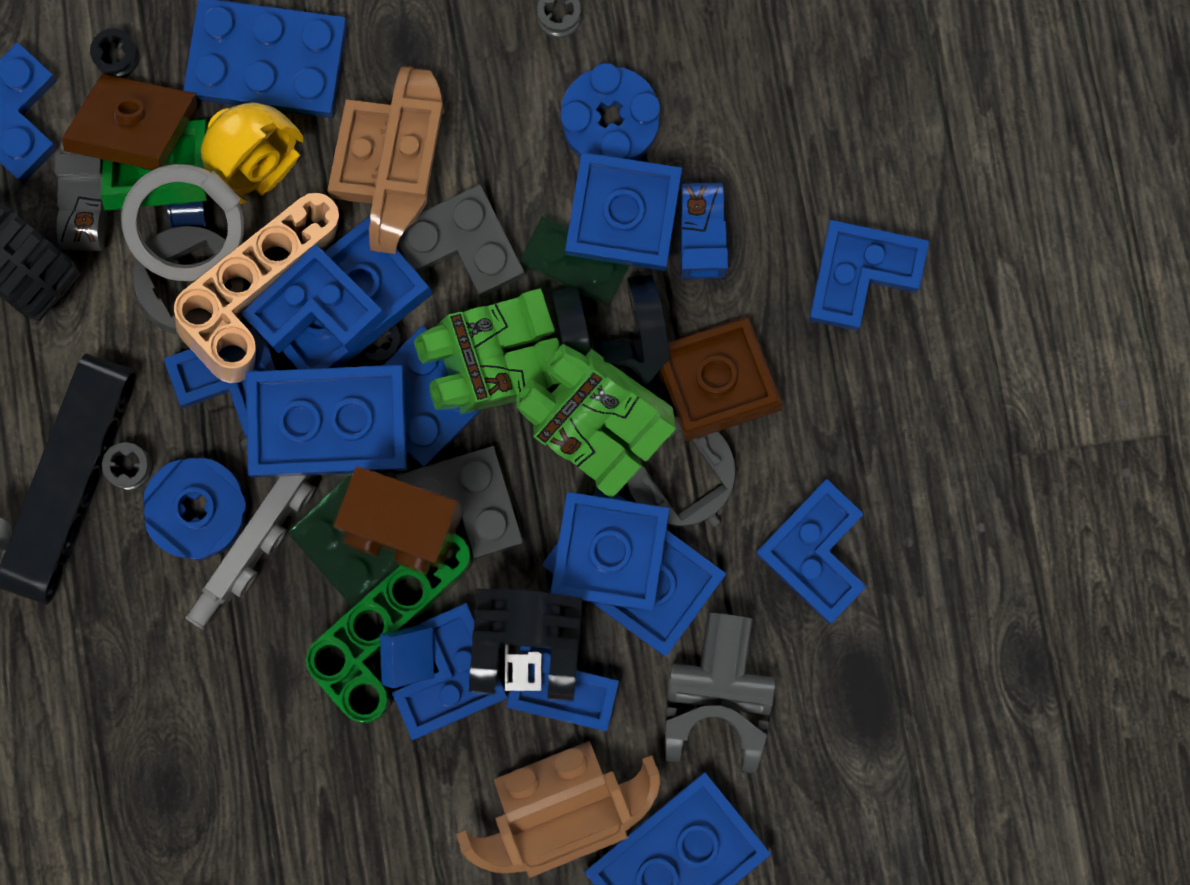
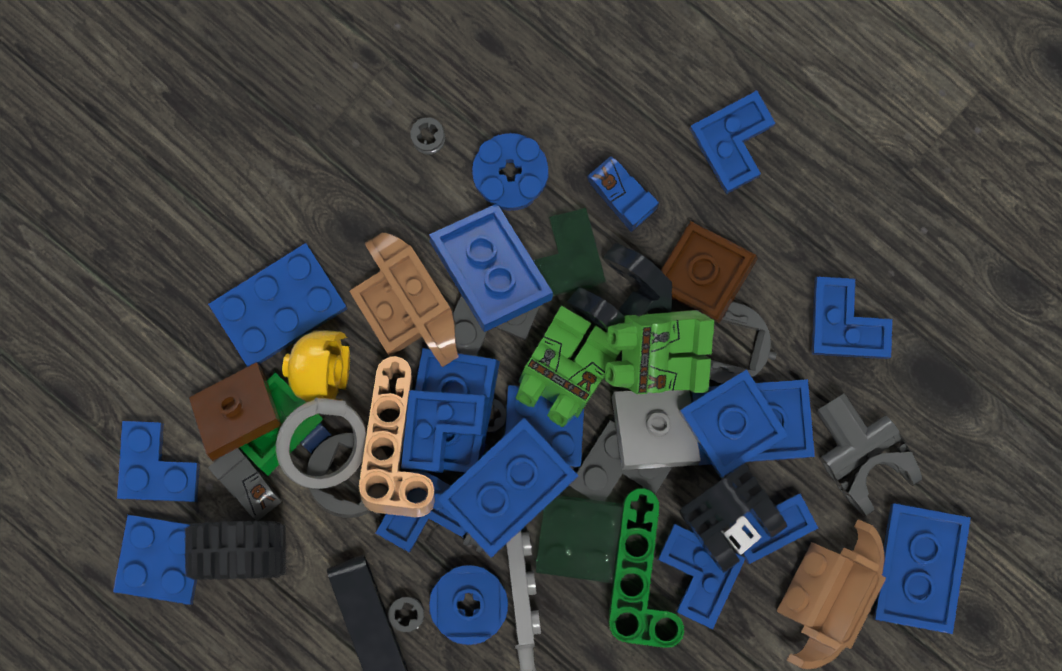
camera: 40 degrees left, 0 degrees up
(112, 37) = (178, 388): black bush -> none
(398, 519) = (604, 507): reddish brown brick -> none
(406, 656) = (669, 583): blue tile -> none
(503, 192) = (490, 267): none -> blue plate
(525, 492) = (653, 430): none -> light grey plate
(623, 211) = (570, 220): blue plate -> none

